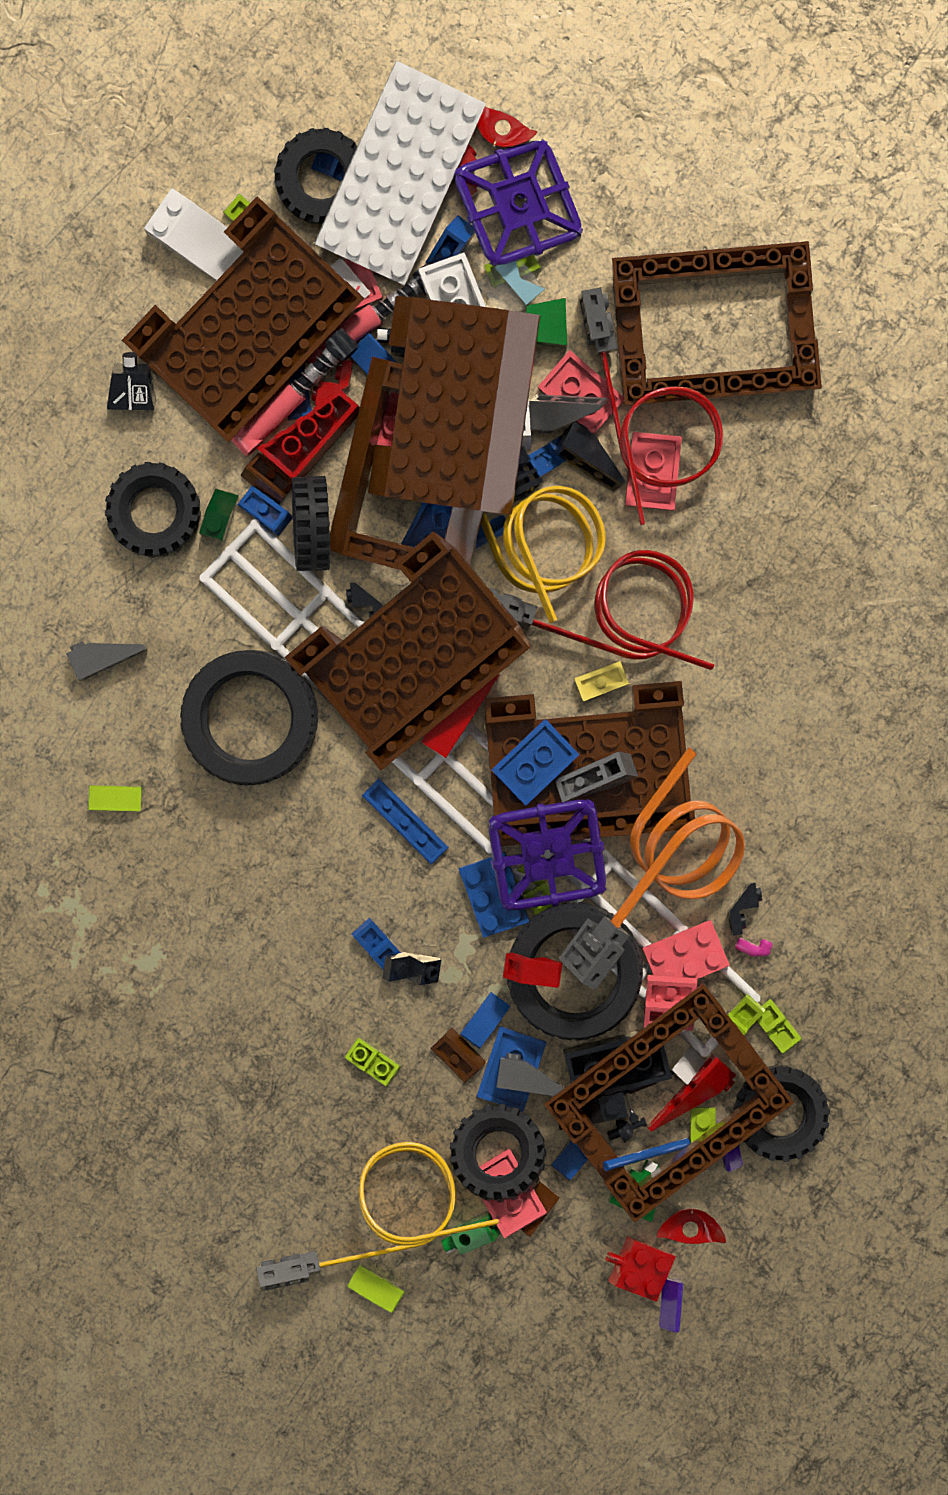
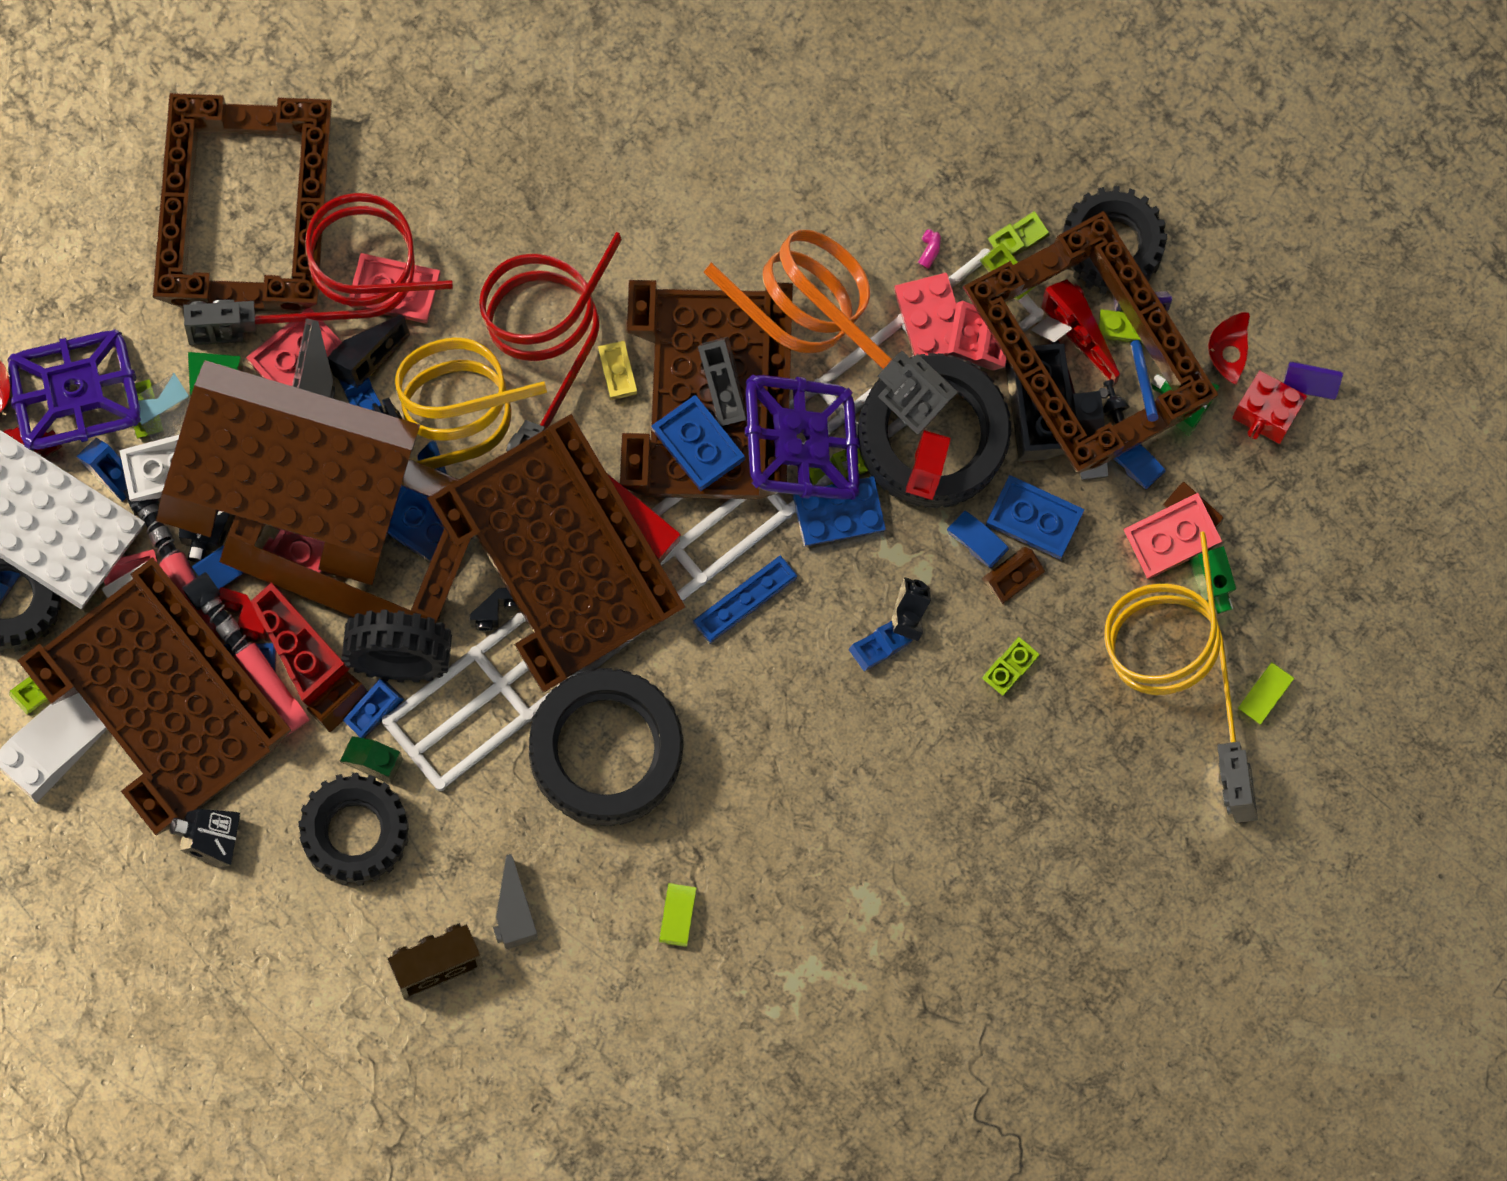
camera: 85 degrees left, 15 degrees down
(44, 596) = (435, 960): none -> dark brown brick
(475, 1129) = (1101, 511): black tyre -> none
(523, 1076) = (1044, 498): dark grey slope -> none
(747, 899) = (874, 246): black slope -> none

